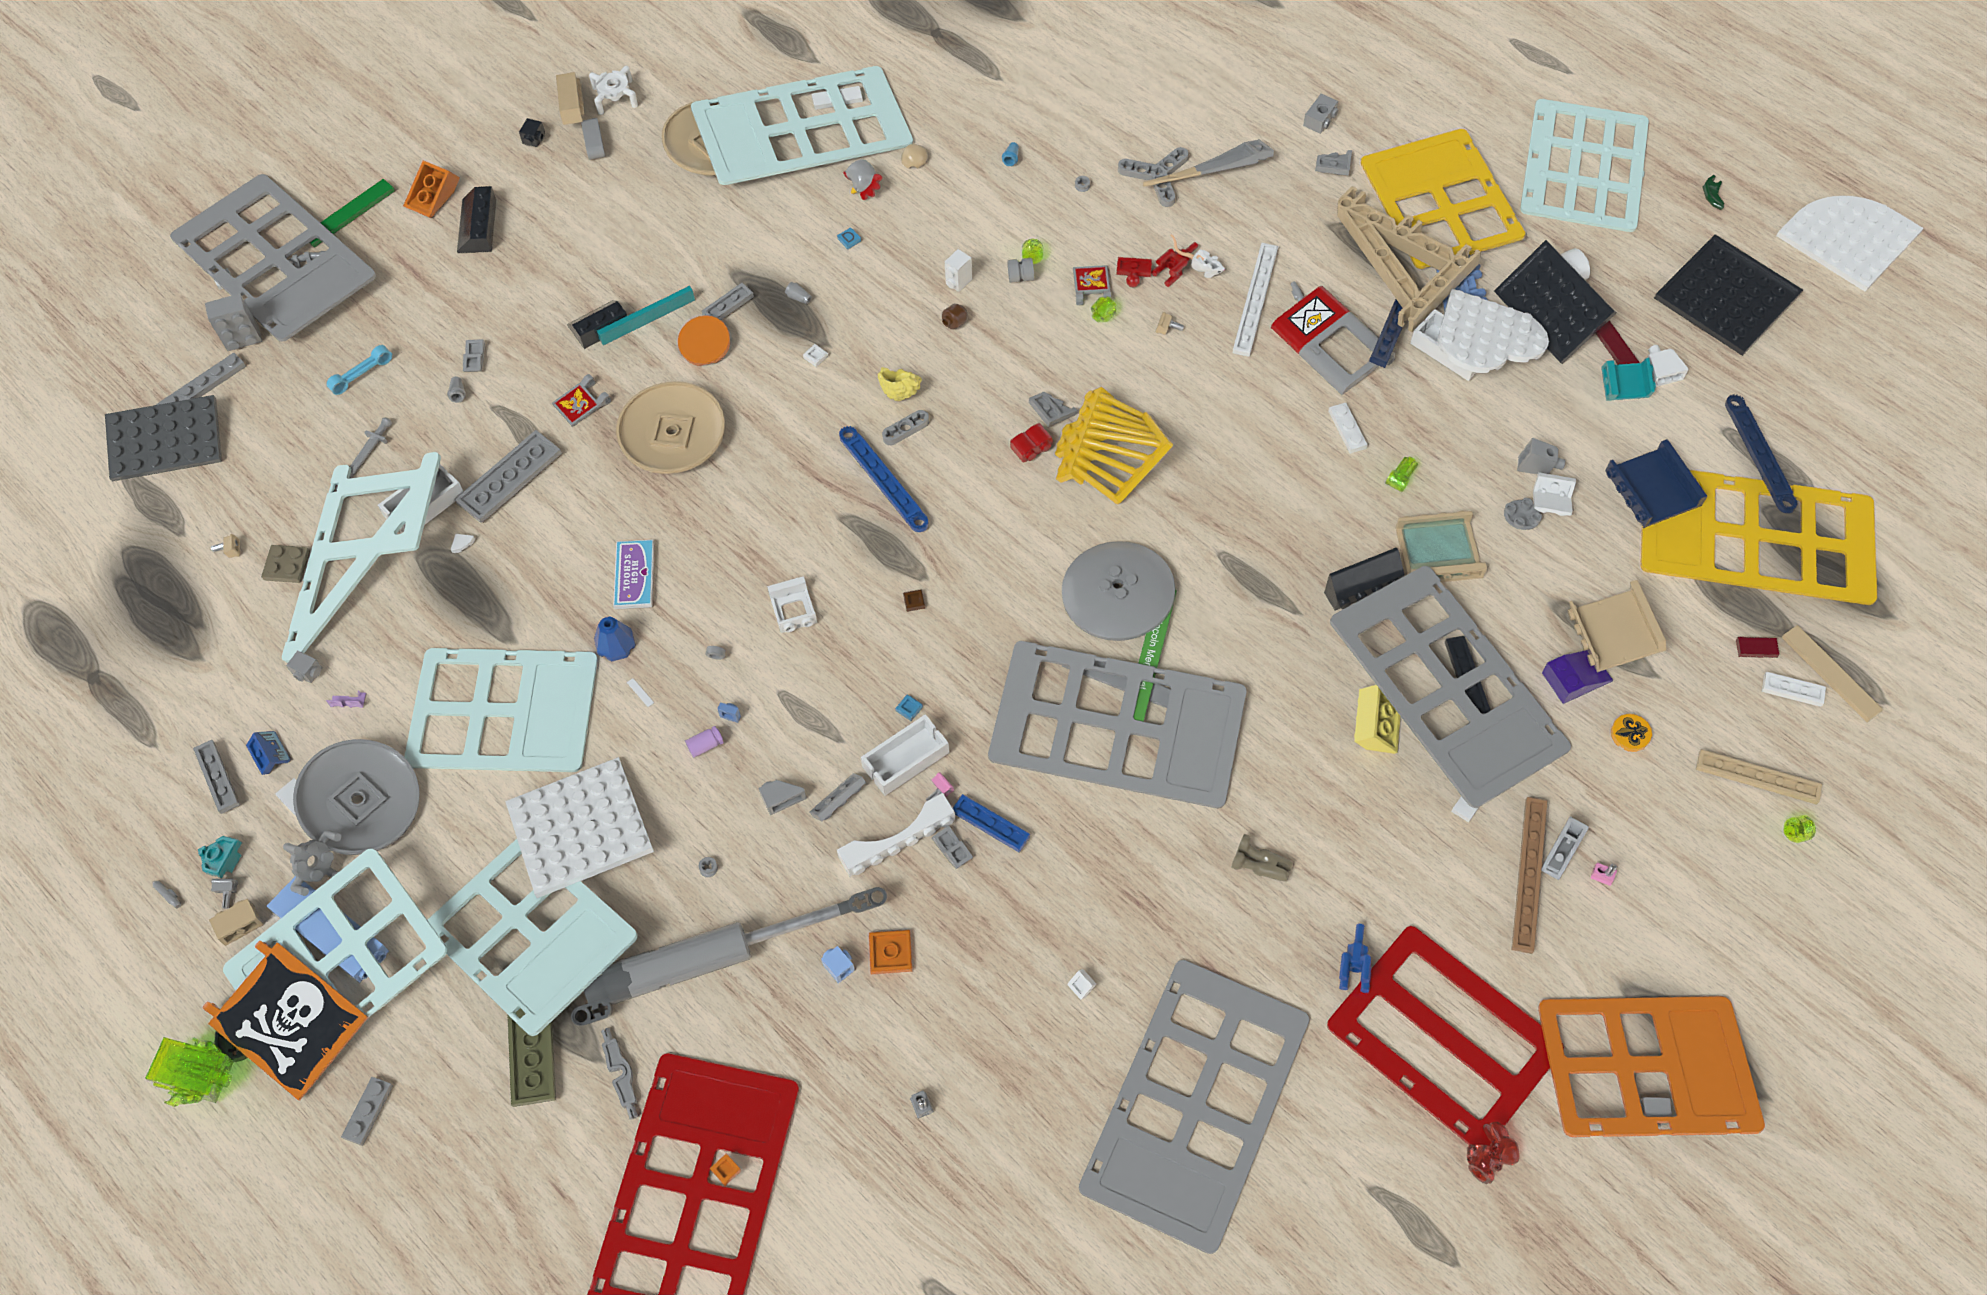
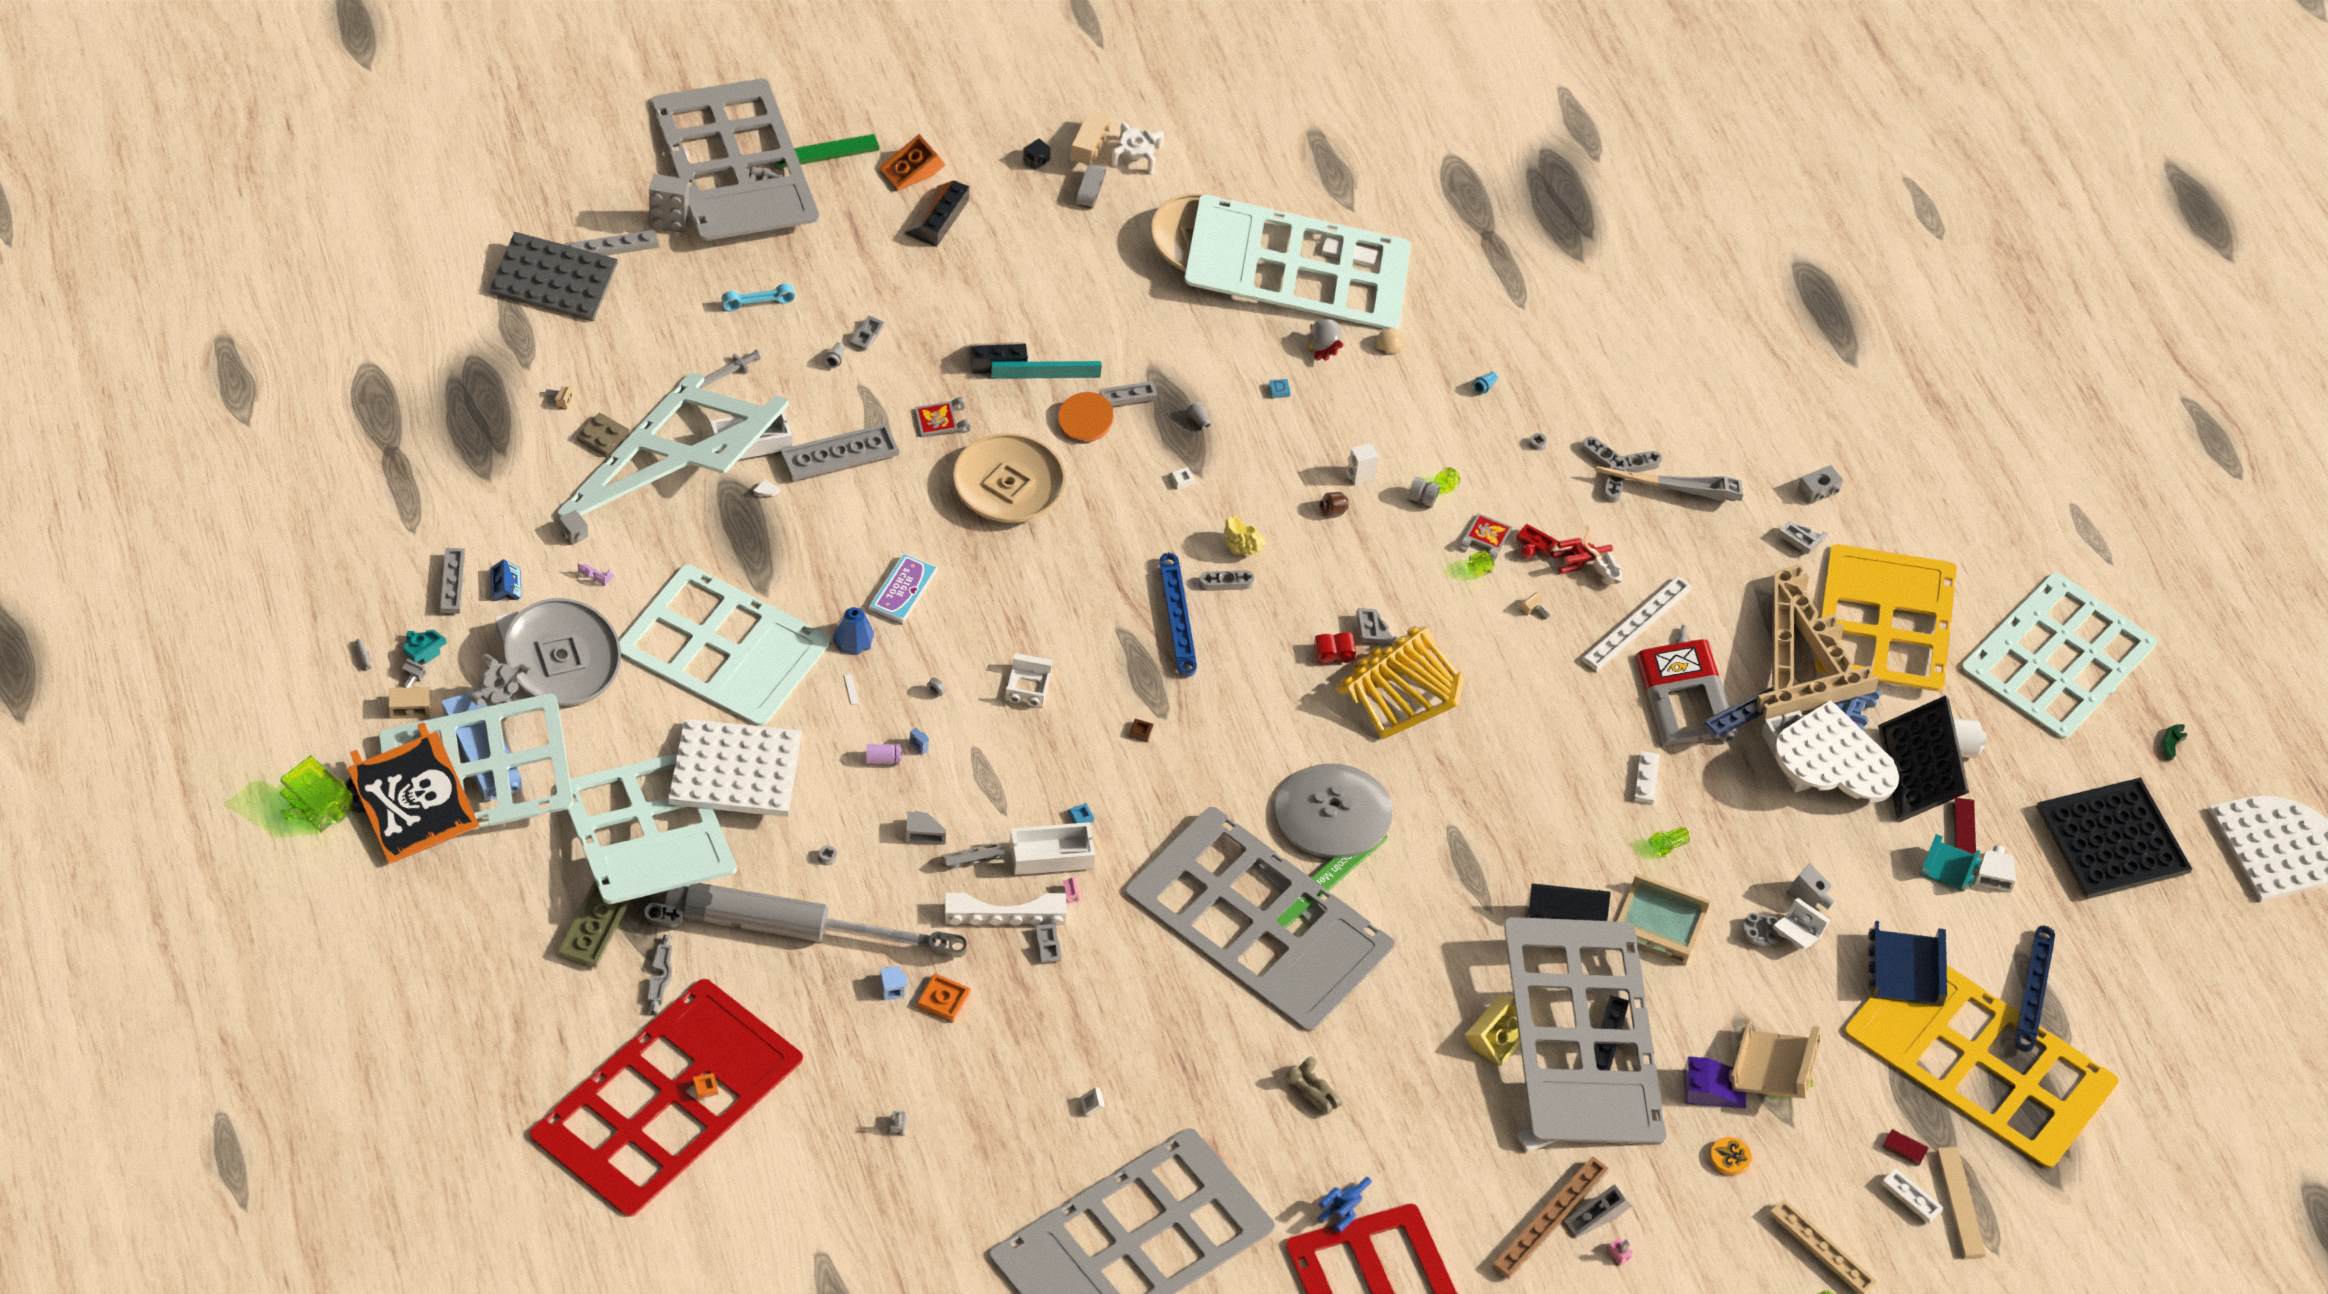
camera: 20 degrees right, 10 degrees down
(367, 1111) = (438, 899): light grey plate -> none
(991, 823) = (1094, 941): blue plate -> none

